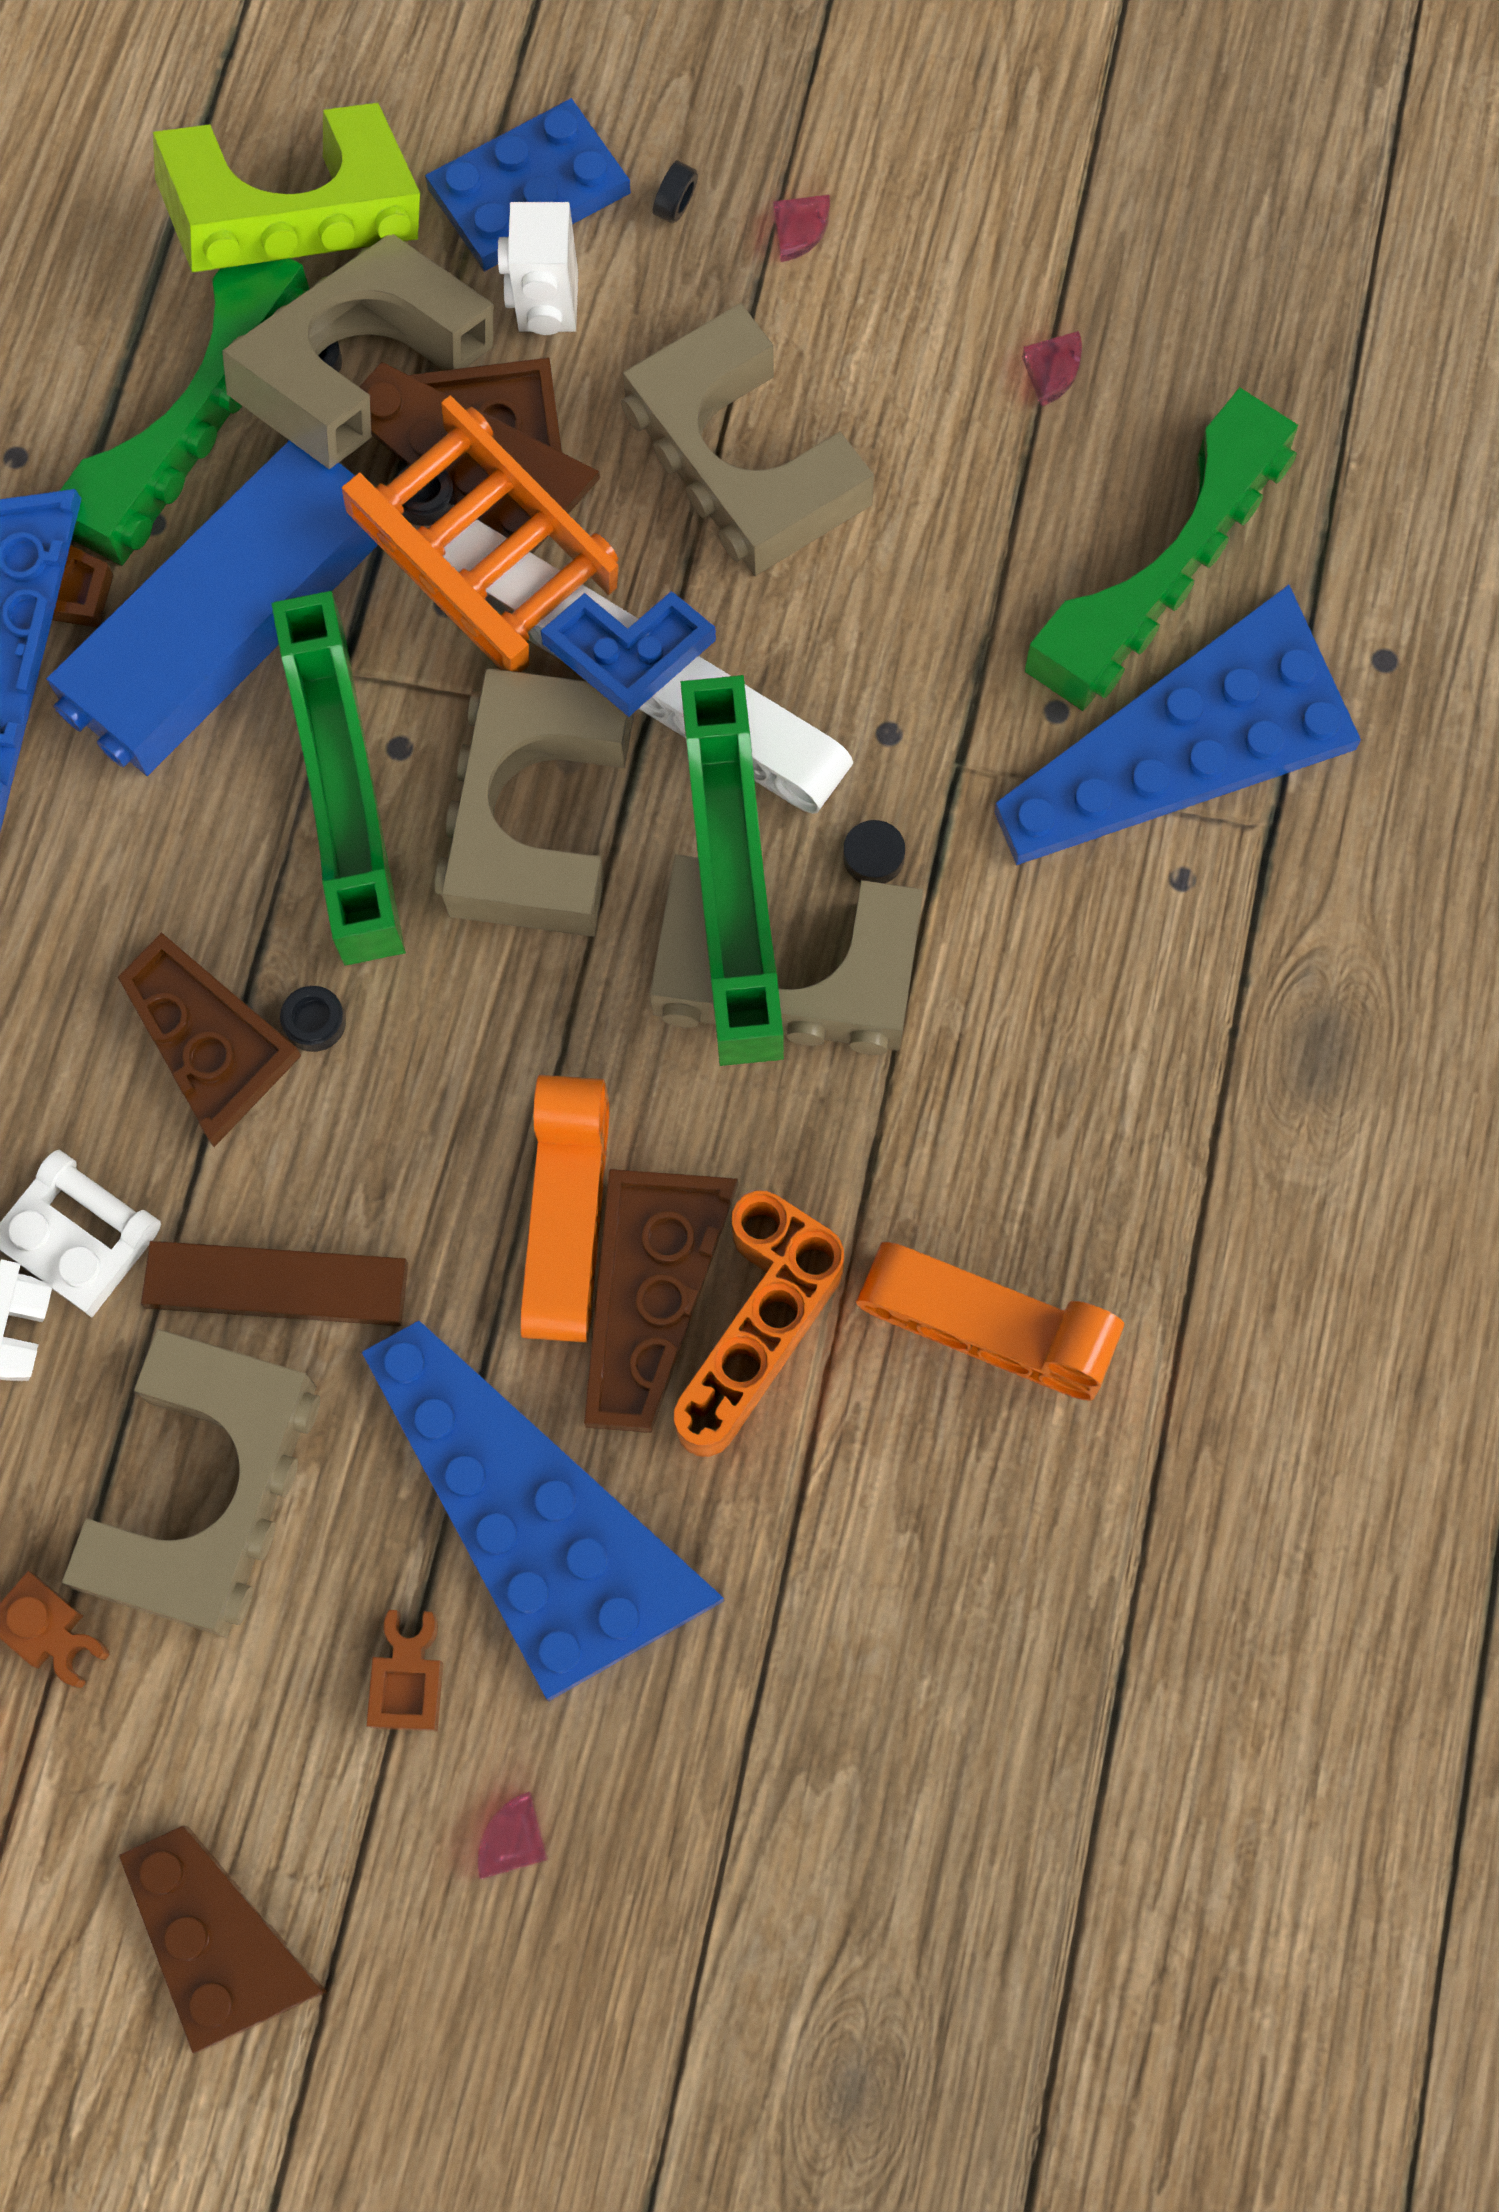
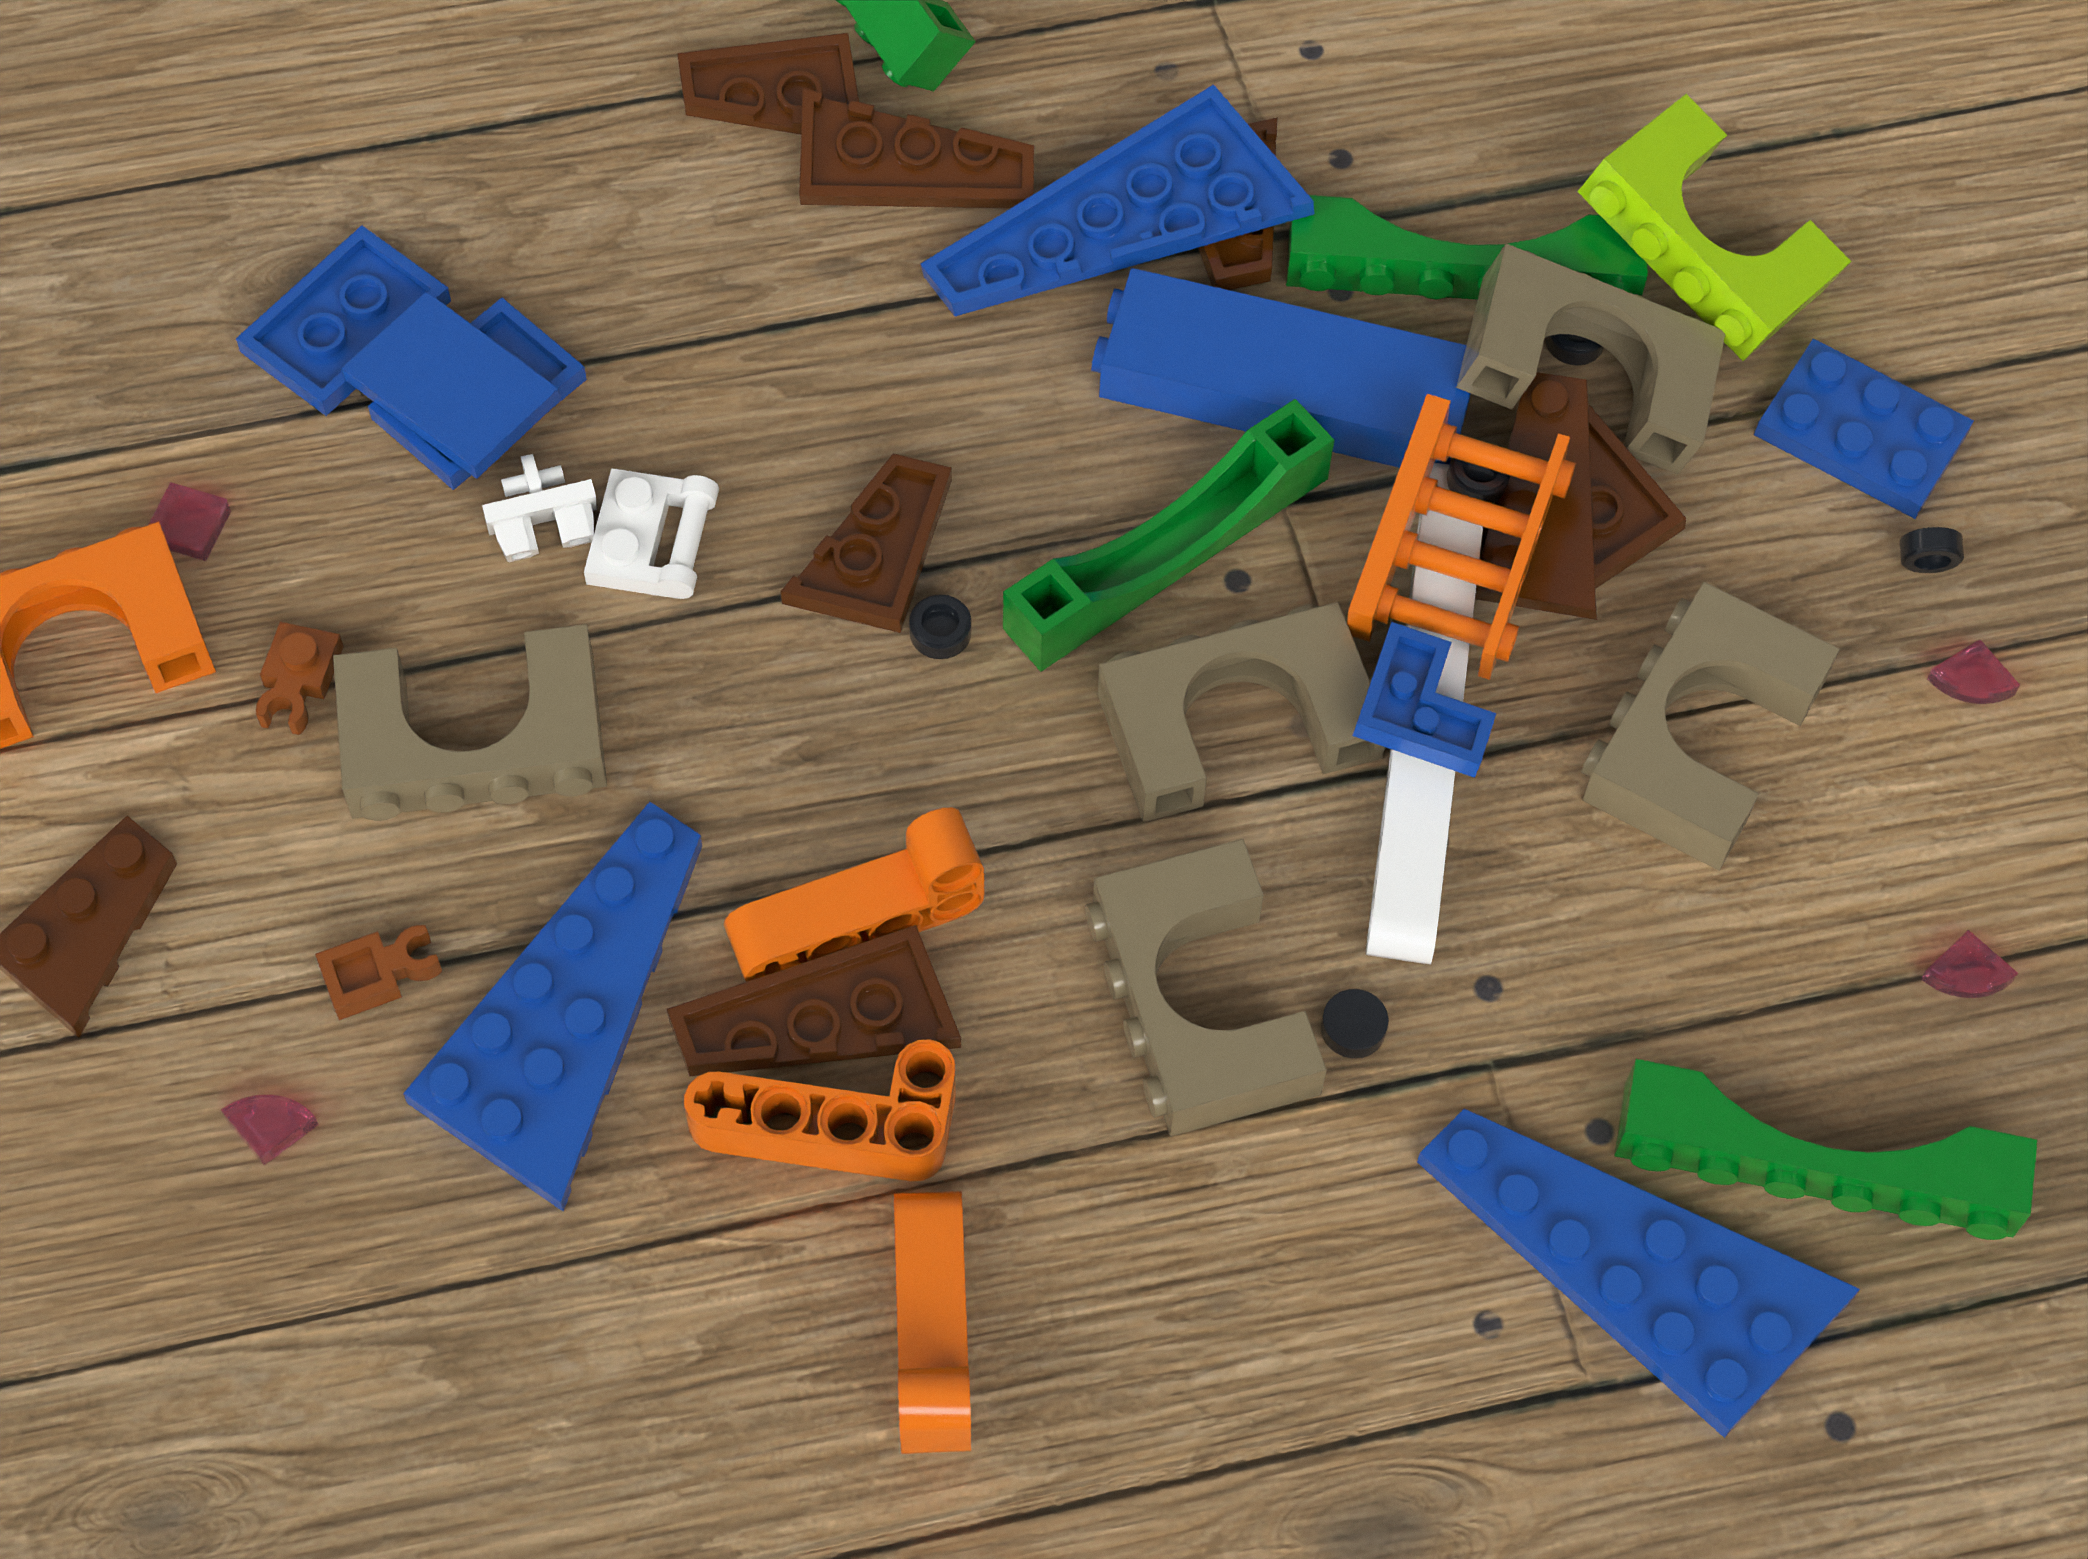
camera: 60 degrees right, 10 degrees down
(275, 1283) = (682, 709): reddish brown tile -> none
(540, 267) = (1768, 467): white brick -> none
(732, 871) = (1157, 930): green arch -> none

